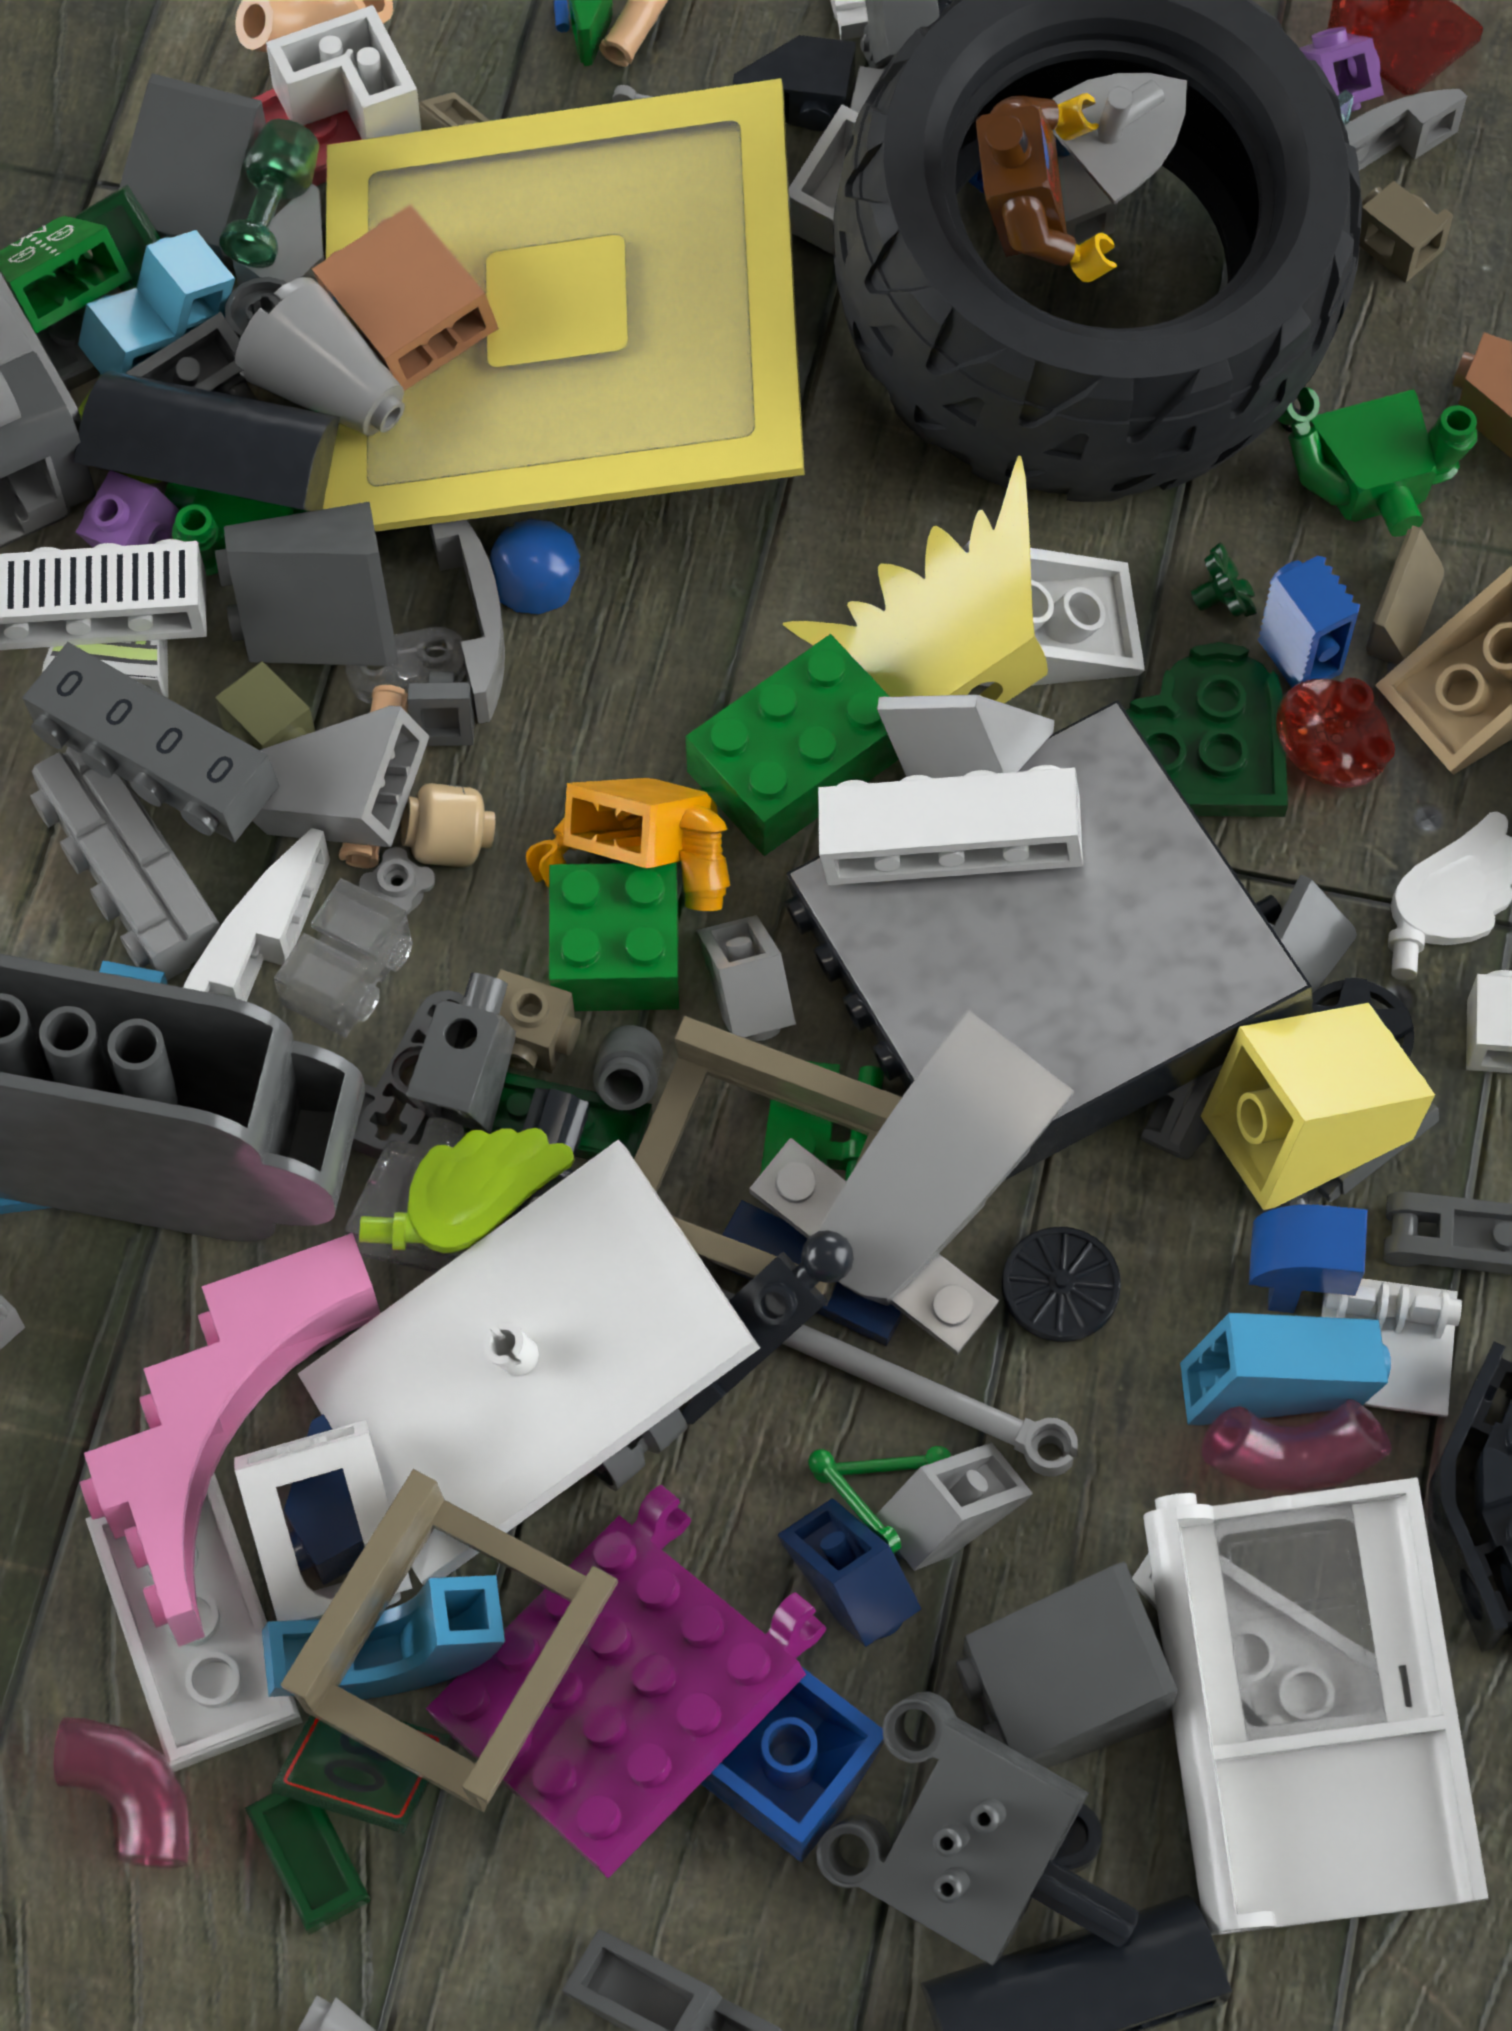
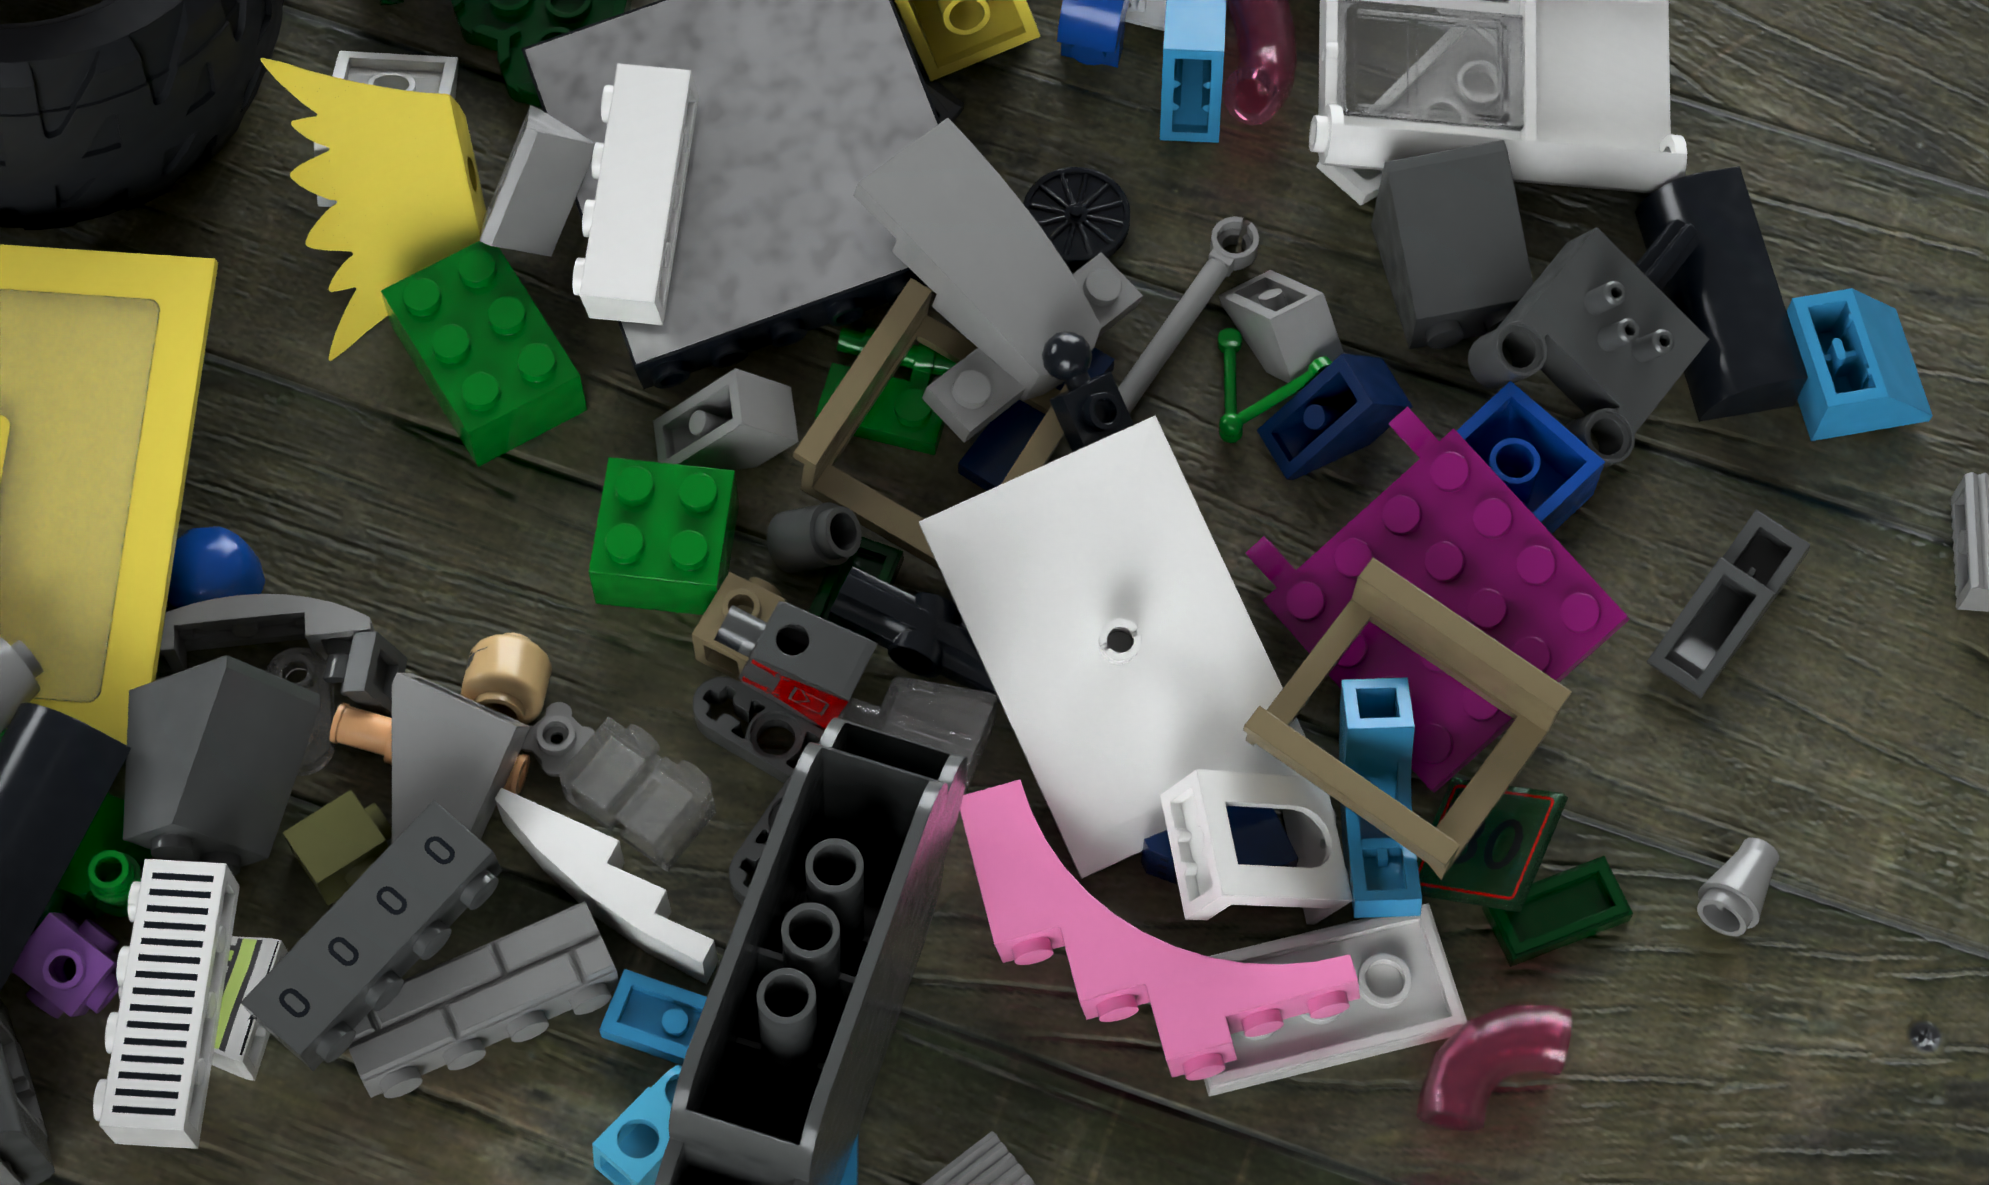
camera: 85 degrees left, 0 degrees up
(470, 1189) = (934, 674): lime animal -> none
(644, 826) = (556, 489): light orange torso -> none

